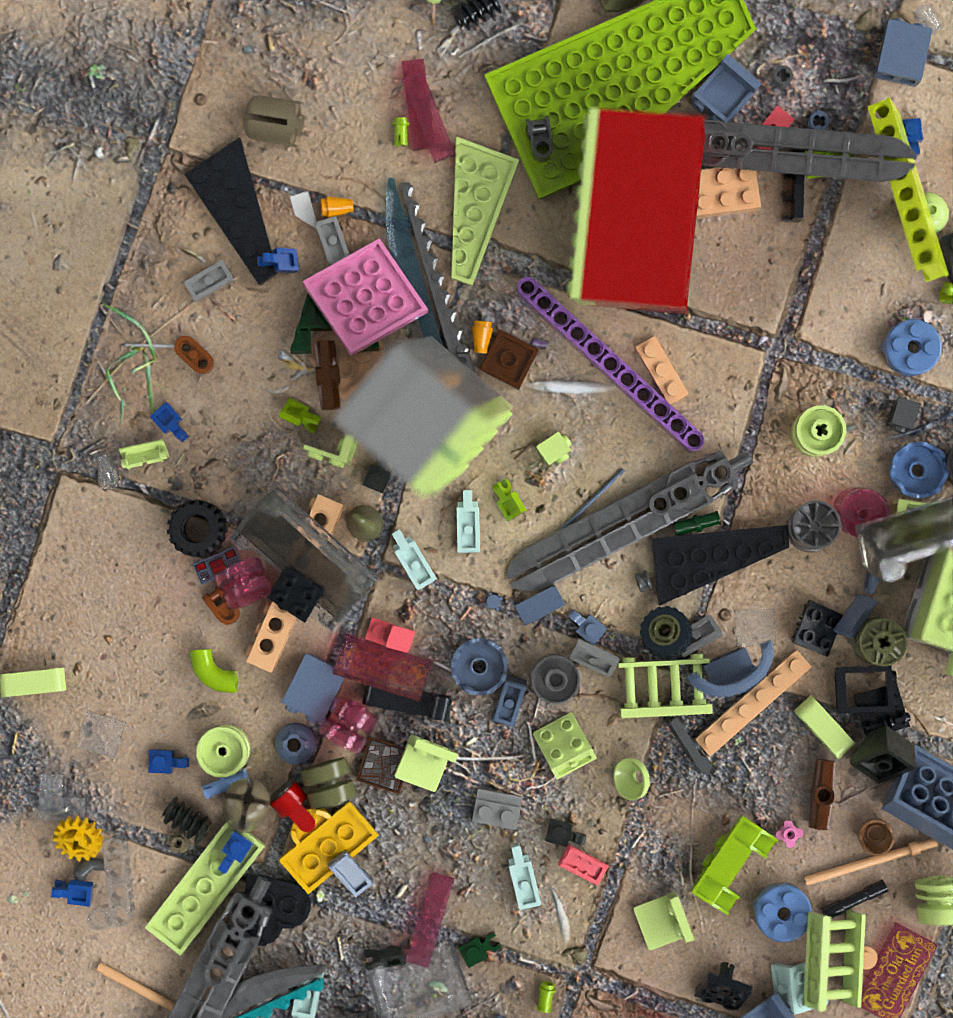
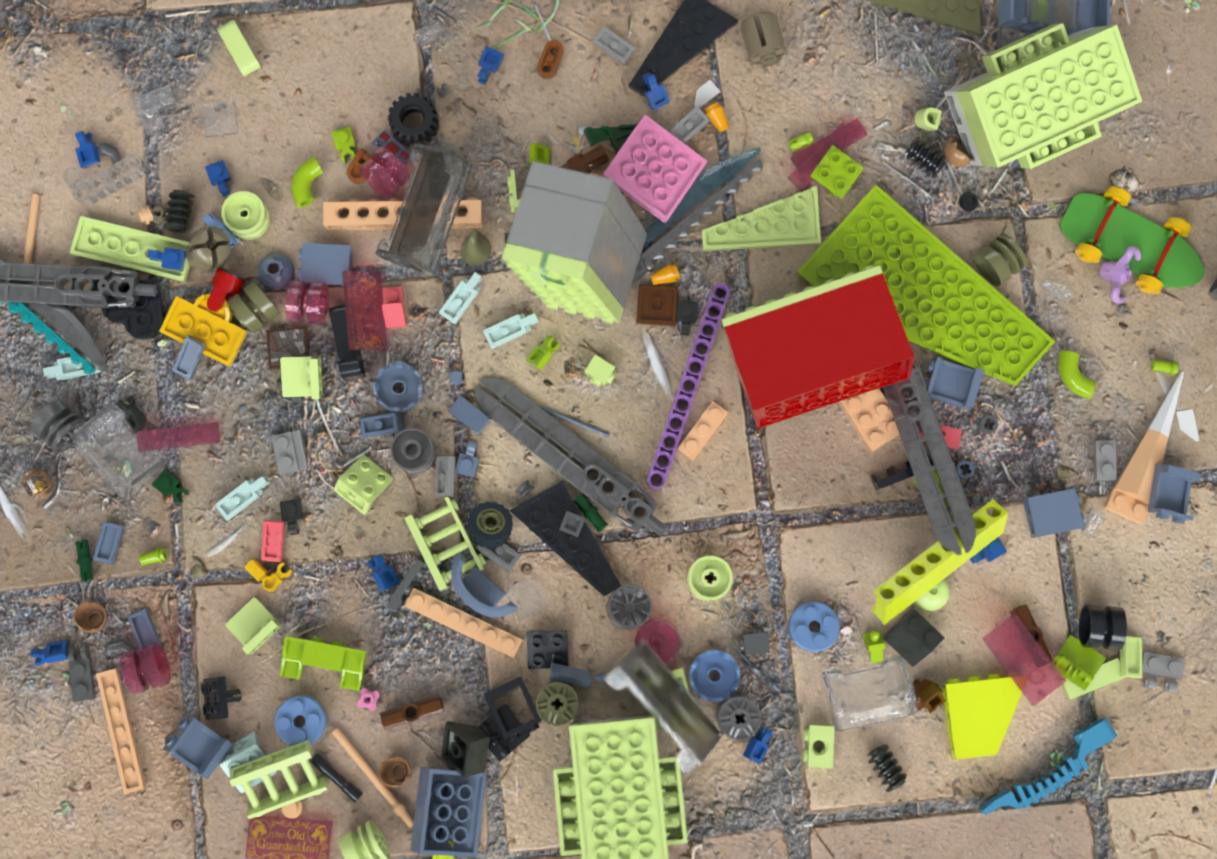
camera: 65 degrees right, 5 degrees down
(78, 838) = (130, 134): yellow gear -> none
(146, 452) = (456, 55): yellowish green hinge -> none
(173, 857) = (145, 214): none -> light nougat plate
(186, 612) = (344, 142): none -> lime plate
(296, 593) = (393, 215): black hinge -> none
(452, 109) = (836, 172): none -> lime hinge
(531, 332) = (686, 313): none -> pearl dark grey plate
(540, 134) = (847, 247): dark grey piece -> none
(611, 892) = (271, 582): none -> yellow bar
(626, 781) = (356, 546): yellowish green piece -> none
(670, 763) = (384, 576): none -> blue plate
(703, 547) = (572, 524): none -> dark grey plate
(824, 727) = (468, 690): yellowish green beam -> none

